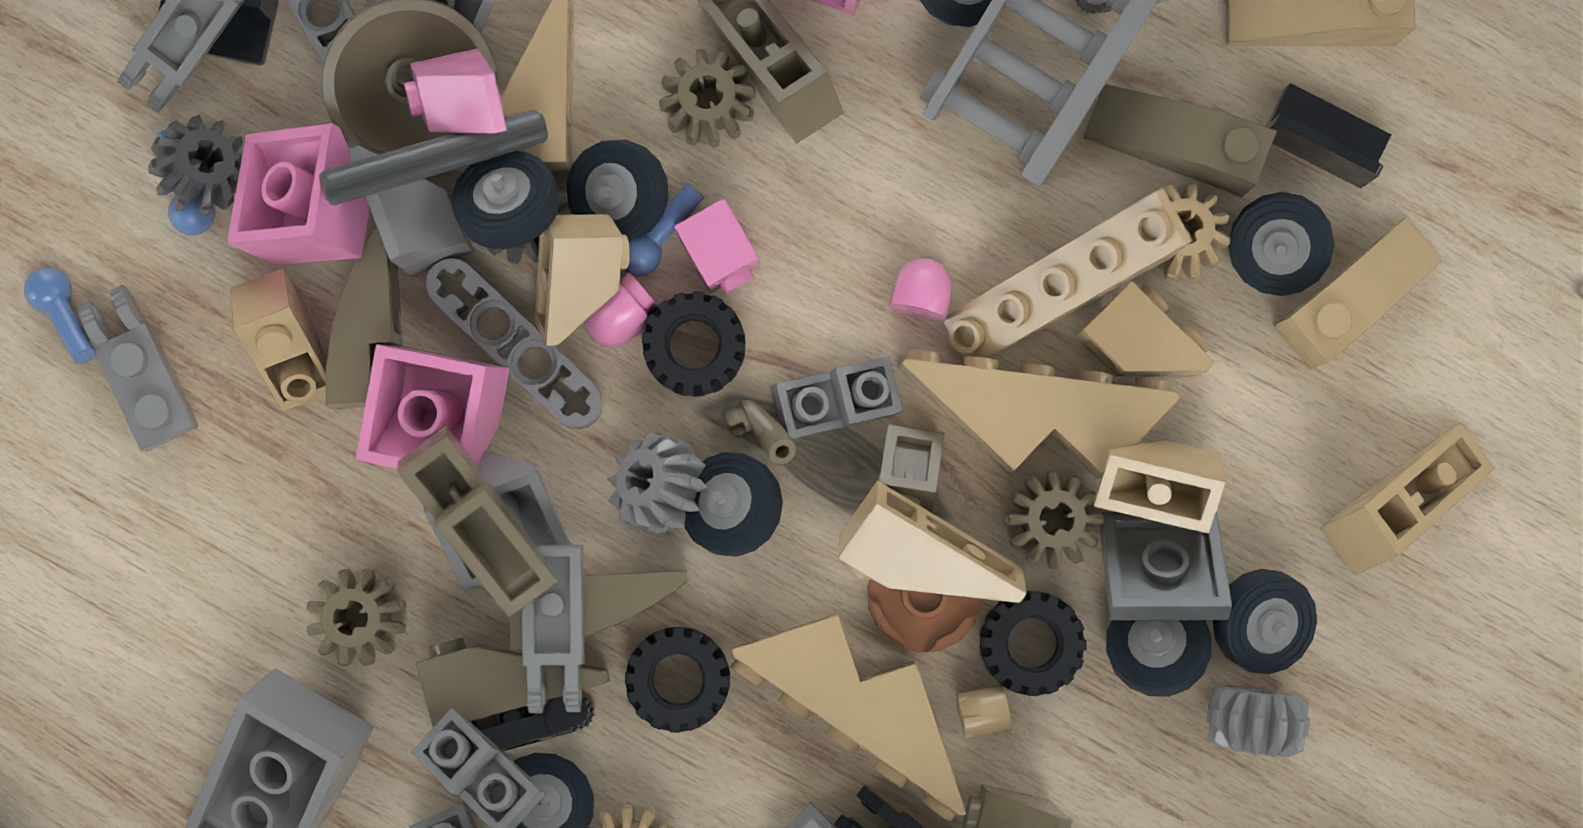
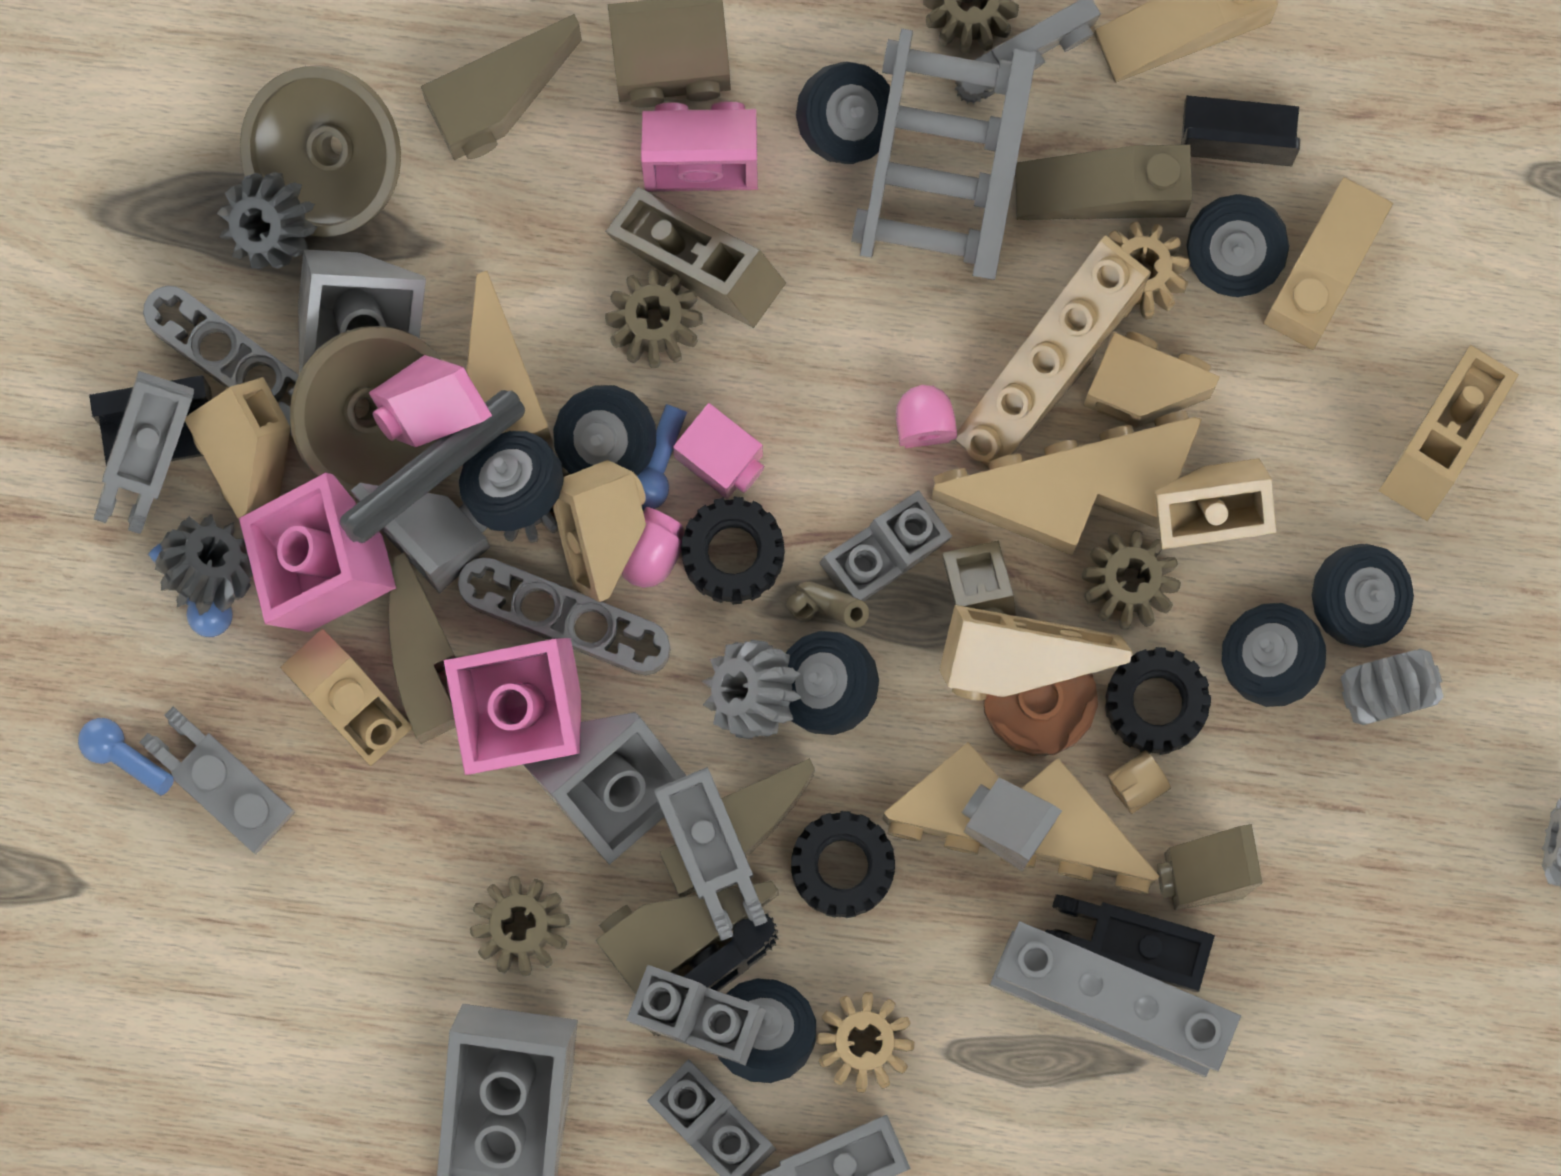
camera: 20 degrees left, 5 degrees down
(278, 65) = (243, 443): none -> tan slope
(476, 521) = (605, 780): dark tan slope -> none
(843, 714) = (1009, 821): none -> light grey slope
(1163, 570) = (1249, 583): dark grey plate -> none

